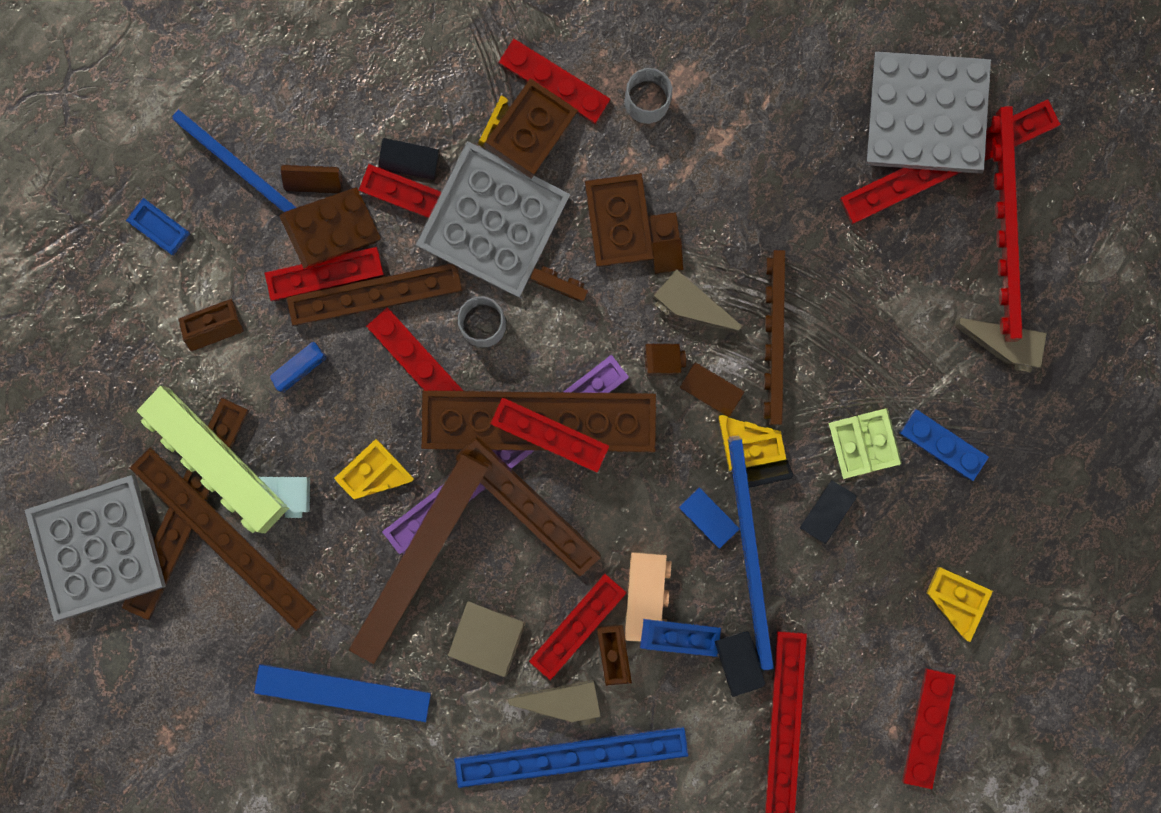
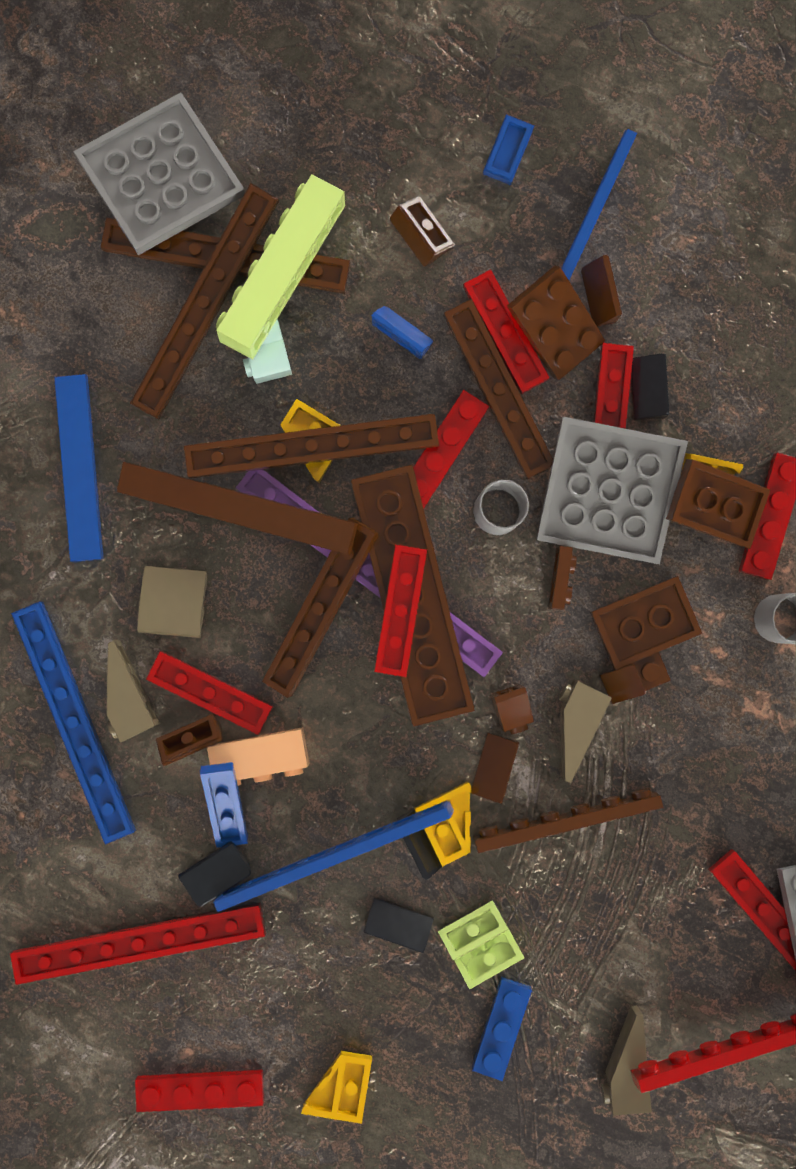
camera: 75 degrees right, 0 degrees up
(381, 476) = (311, 446): none -> reddish brown plate
(709, 518) = (359, 800): blue tile -> none

